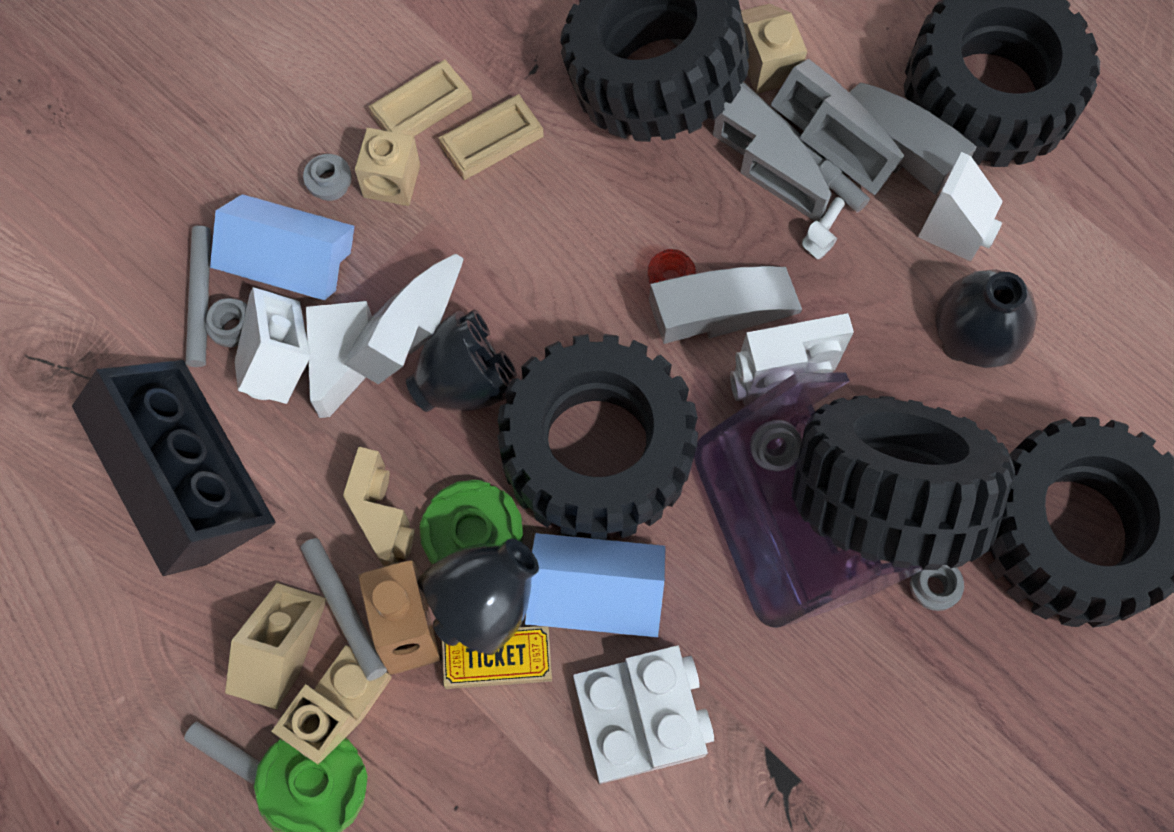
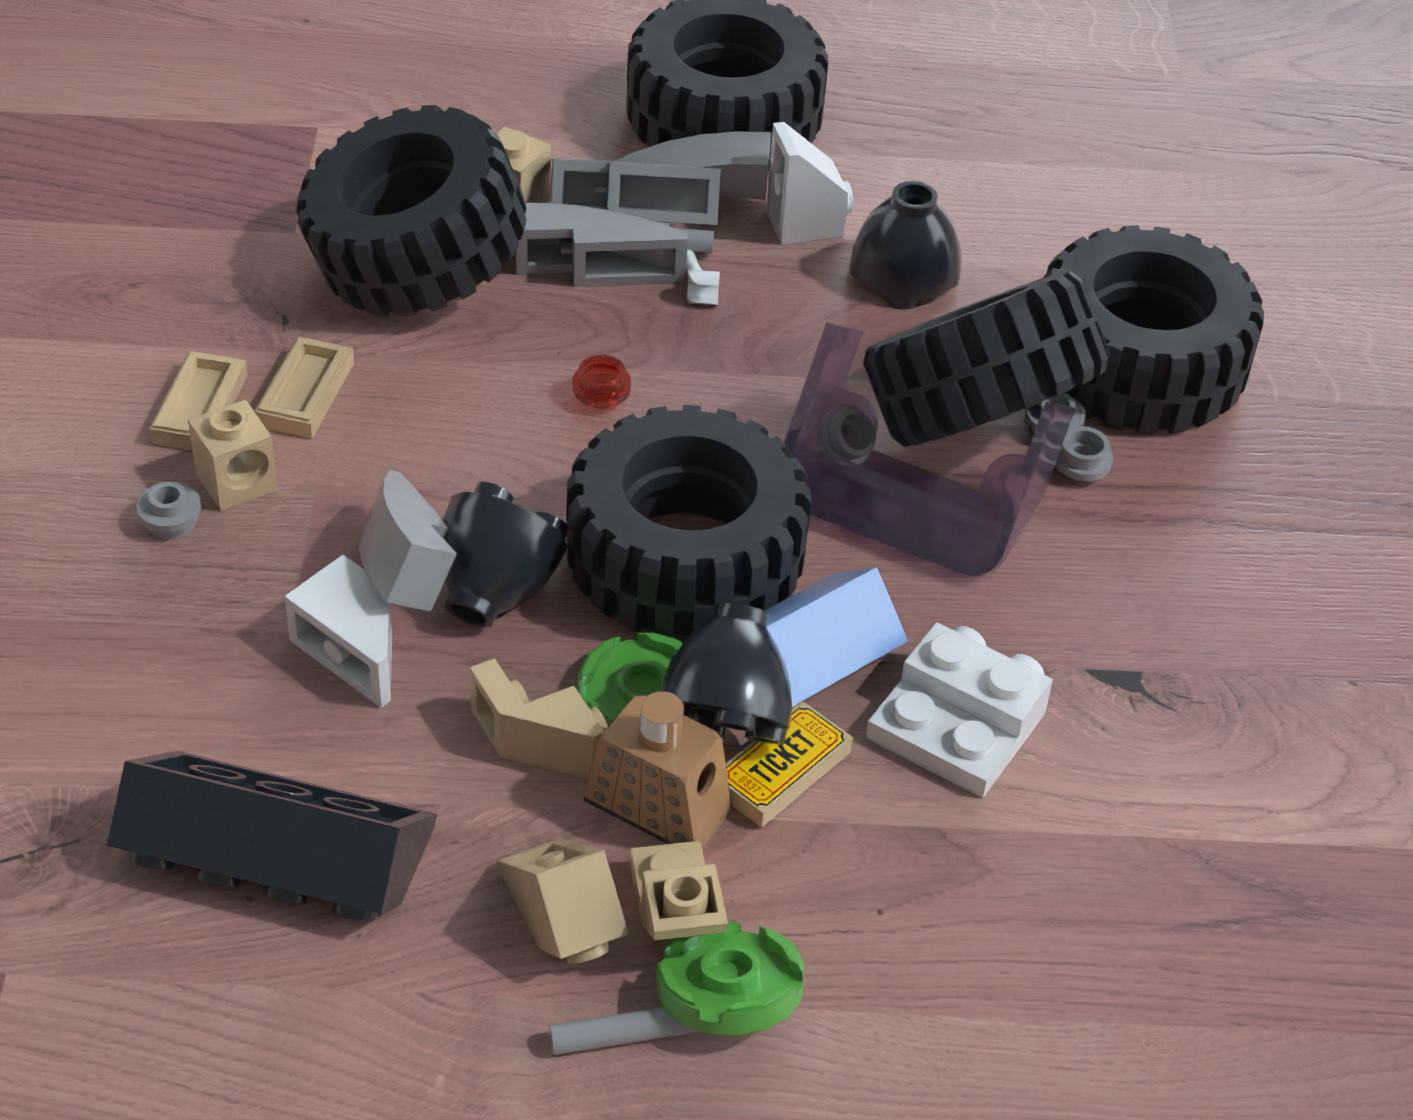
camera: 45 degrees left, 25 degrees down
(198, 296) = (134, 688): light grey bar -> none
(219, 315) = (198, 681): light grey plate -> none
(271, 347) = (282, 660): white slope -> none
(280, 246) = (189, 584): light blue piece -> none
(343, 609) = (594, 821): light grey bar -> none
(722, 301) = (672, 371): light grey slope -> none
(781, 351) = (781, 355): white plate -> none

